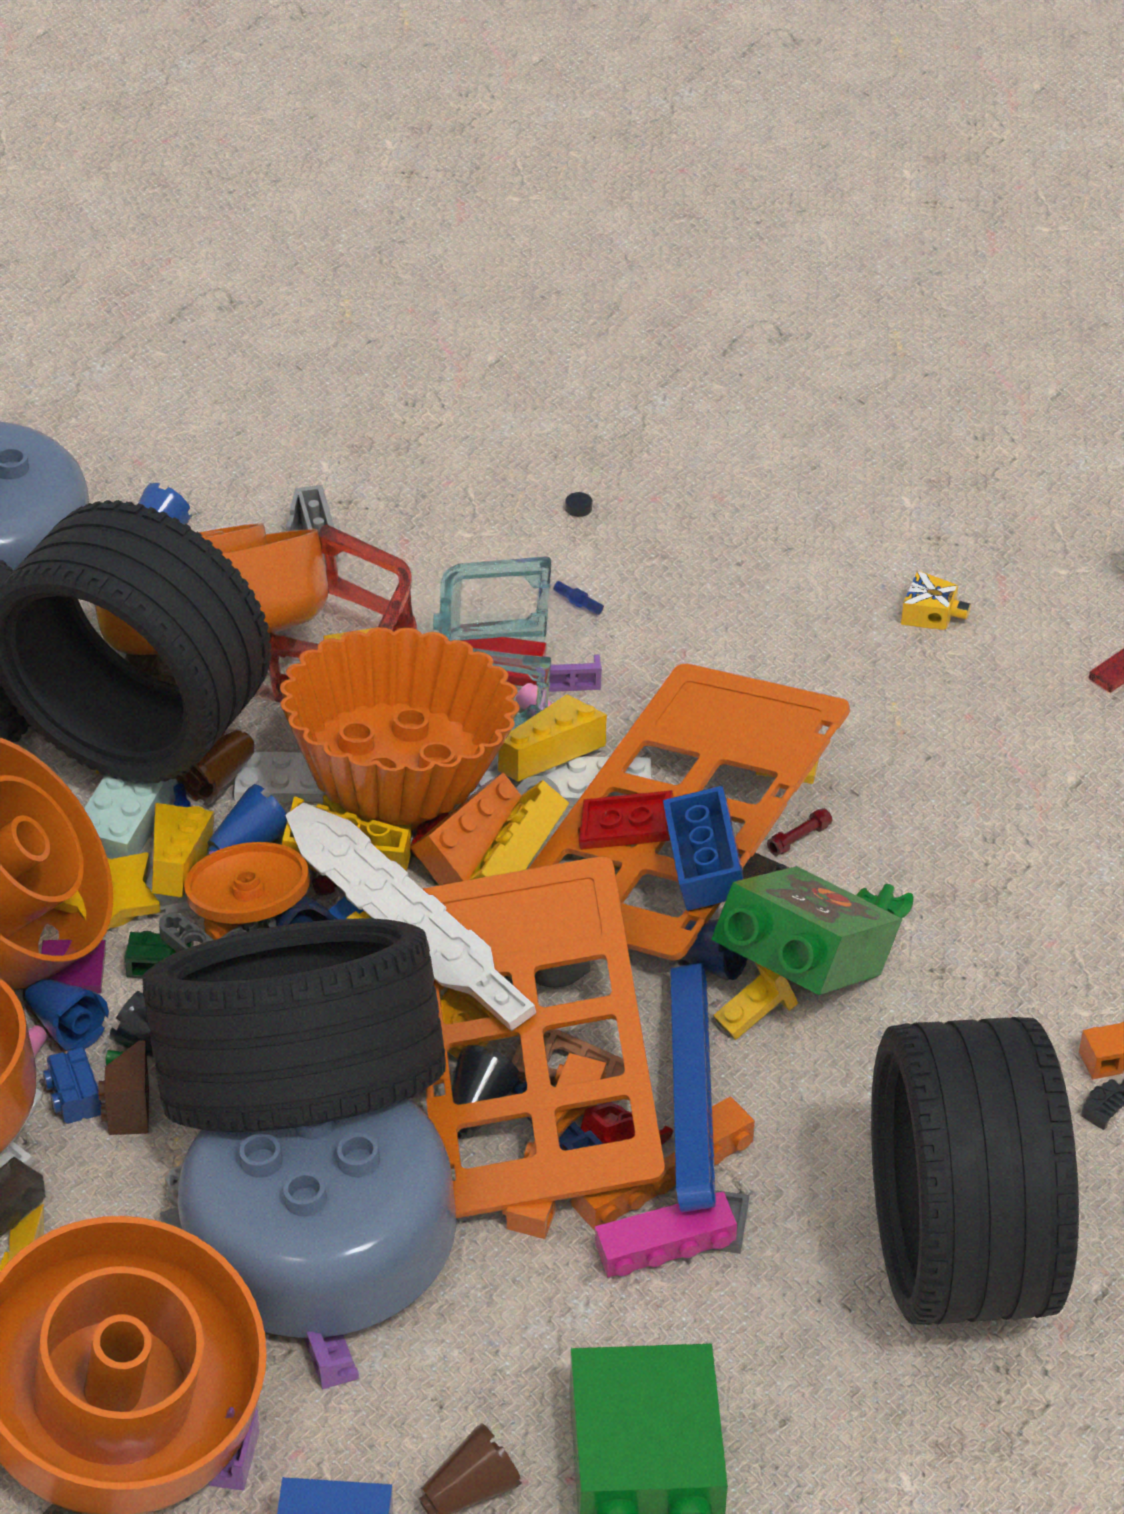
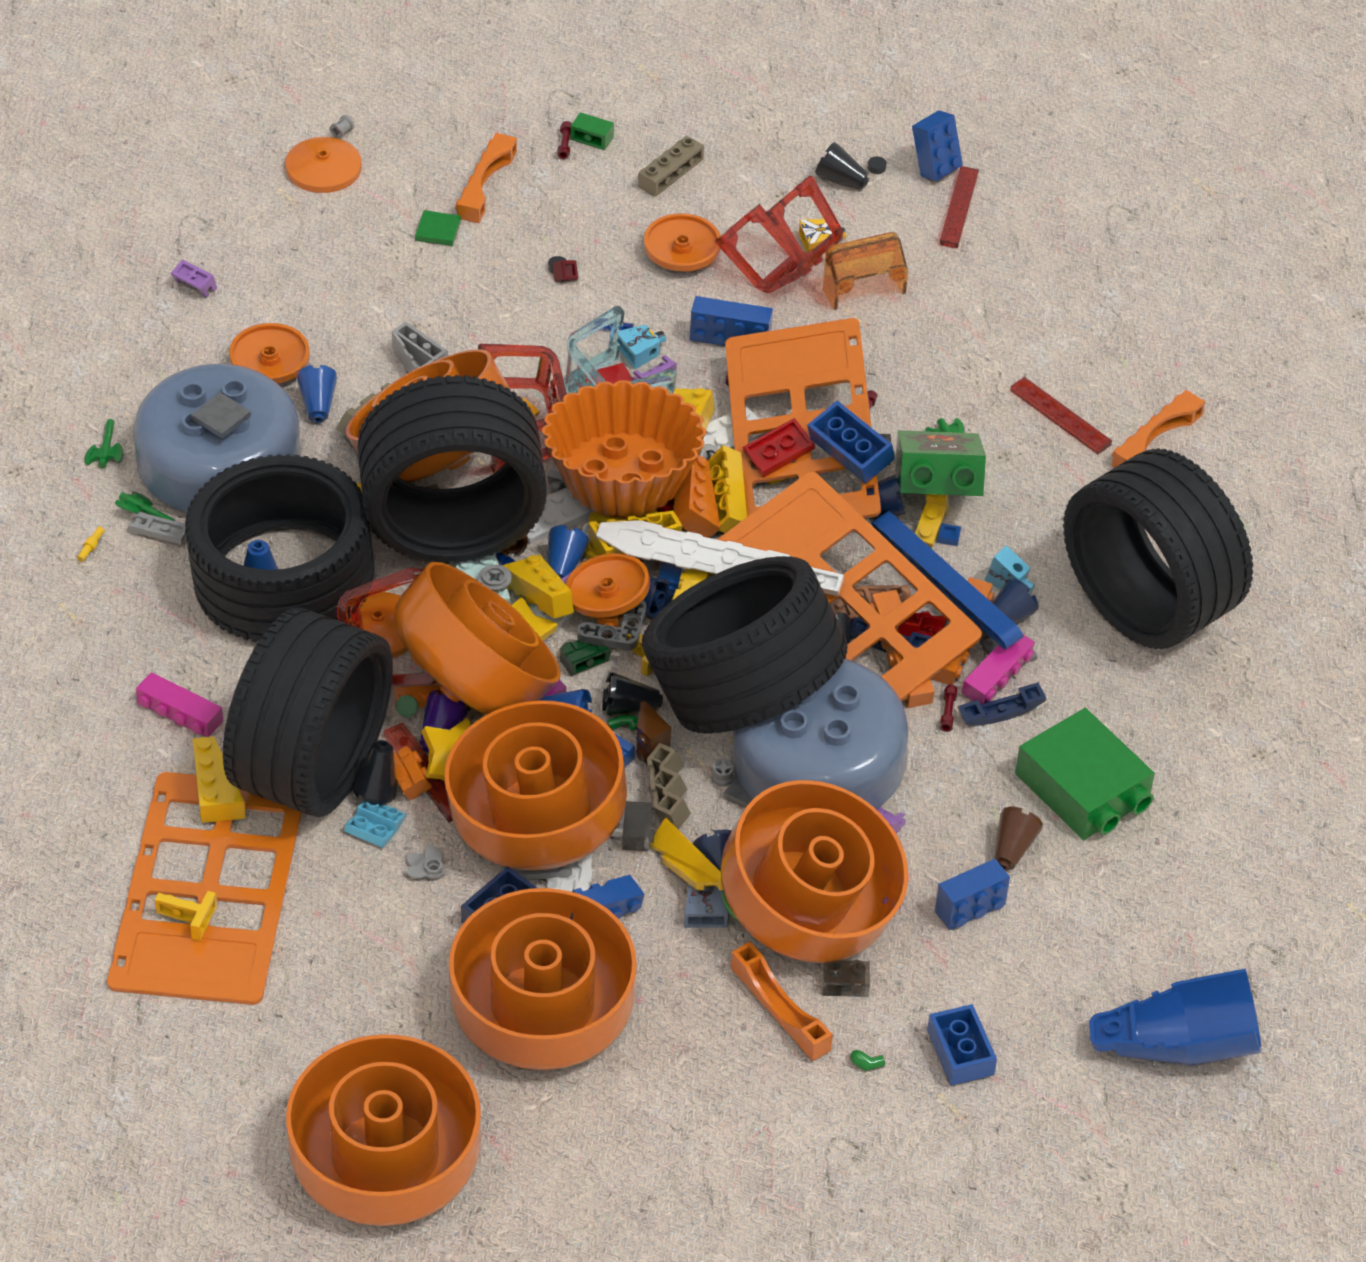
camera: 35 degrees left, 5 degrees up
(88, 1165) = (667, 785): none -> dark tan brick
(111, 806) = (495, 571): none -> light grey gear
(145, 454) = (271, 350): none -> orange dish
(149, 349) = (194, 276): none -> medium lavender hinge
(418, 294) = (323, 164): none -> orange dish
(475, 262) = (343, 125): none -> light grey bush
(479, 409) = (438, 228): none -> green tile
(536, 1271) = (947, 719): none -> dark red bar
(579, 513) = (565, 270): none -> dark red slope
(586, 631) = (640, 344): none -> medium azure torso
(623, 1293) = (1004, 708): none -> dark blue slope
(625, 357) = (499, 153): none -> orange arch
(702, 639) = (718, 320): none -> blue brick
(709, 383) = (564, 150): none -> dark red bar
(747, 537) = (681, 242): none -> orange dish
(753, 1162) = (1016, 601): none -> dark blue cone
(761, 376) = (592, 131): none -> green brick
(768, 1034) = (949, 534): none -> blue tile
(793, 1117) = (1008, 566): none -> medium azure torso
(820, 450) = (670, 166): none -> dark tan brick
(867, 613) = (798, 262): none -> clear red windscreen
(943, 643) = (863, 259): none -> clear orange windscreen
(1030, 533) = (841, 168): none -> black cone
(1063, 956) = (1061, 415): none -> clear red tile
(1089, 553) = (877, 165): none -> black tile

